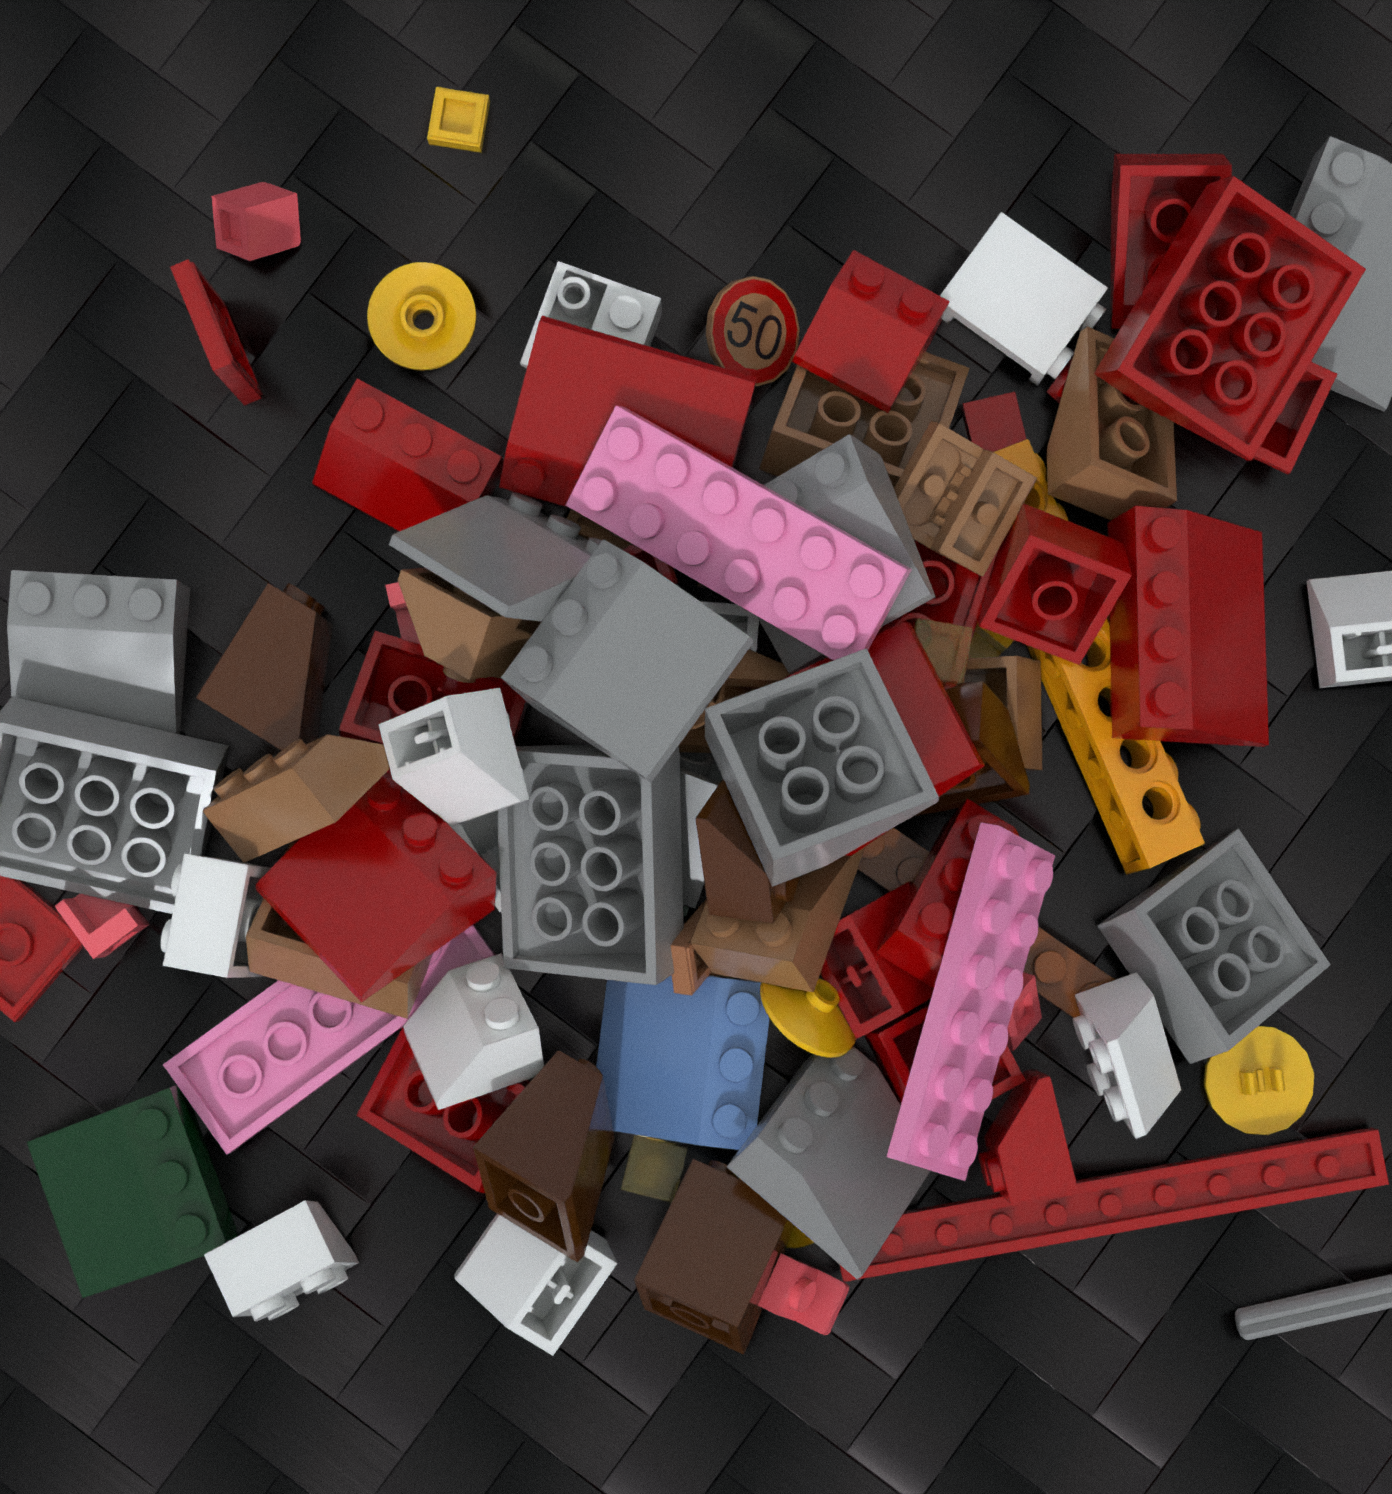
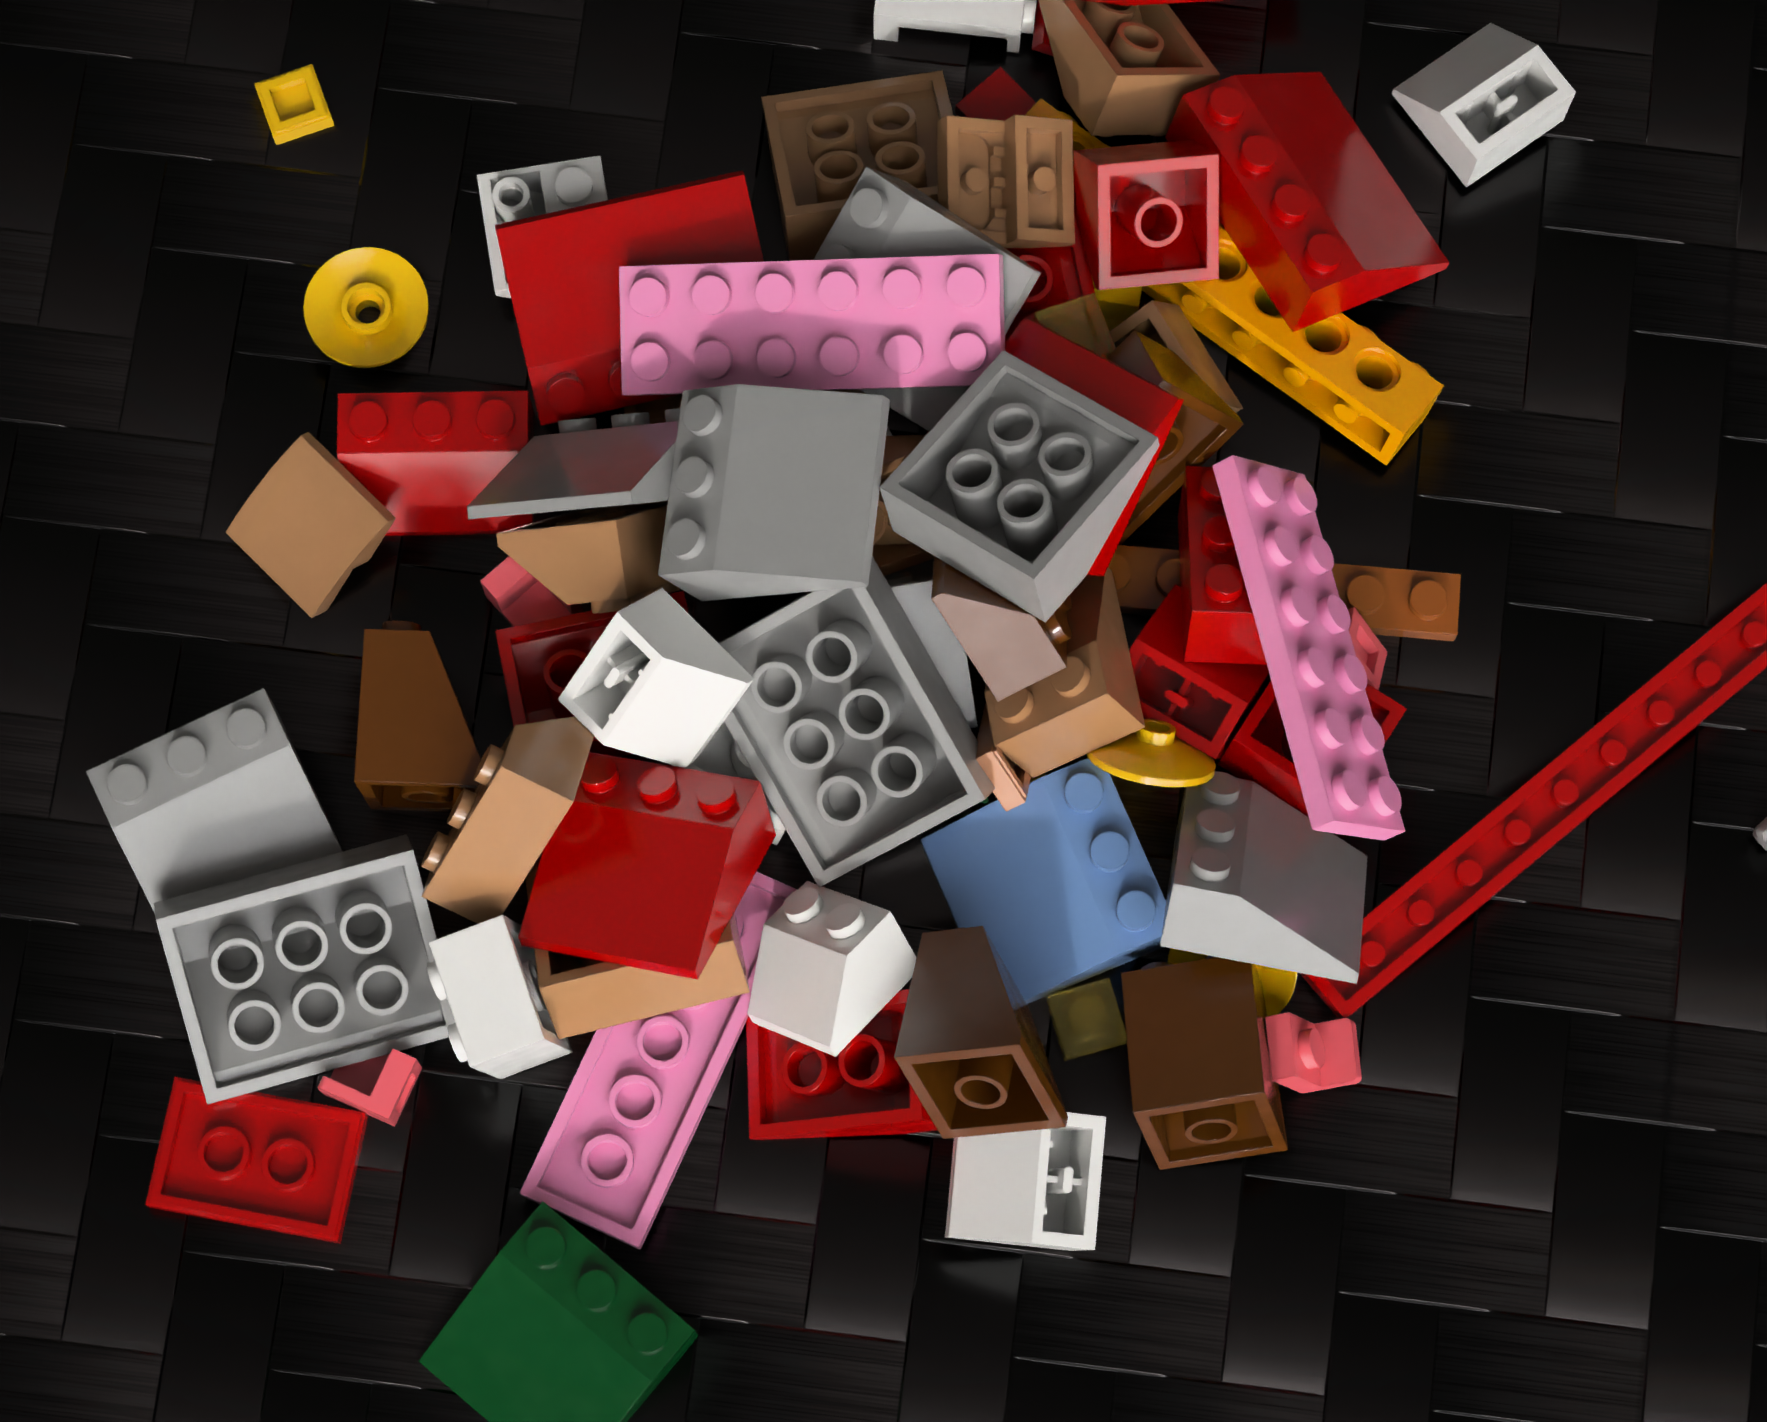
camera: 30 degrees left, 10 degrees down
(216, 332) = (172, 420): red tile -> none
(256, 220) = (144, 305): coral panel -> none
(281, 1260) = (761, 1315): white slope -> none
(285, 466) = (310, 524): none -> medium nougat slope
(753, 329) = (706, 137): piece -> none
(870, 331) = (826, 78): red slope -> none
(1028, 1144) = (1447, 768): red slope -> none
(1128, 1051) = (1488, 624): white slope -> none
(1215, 947) = (1514, 487): light grey slope -> none
(1260, 1082) = (1637, 595): yellow piece -> none

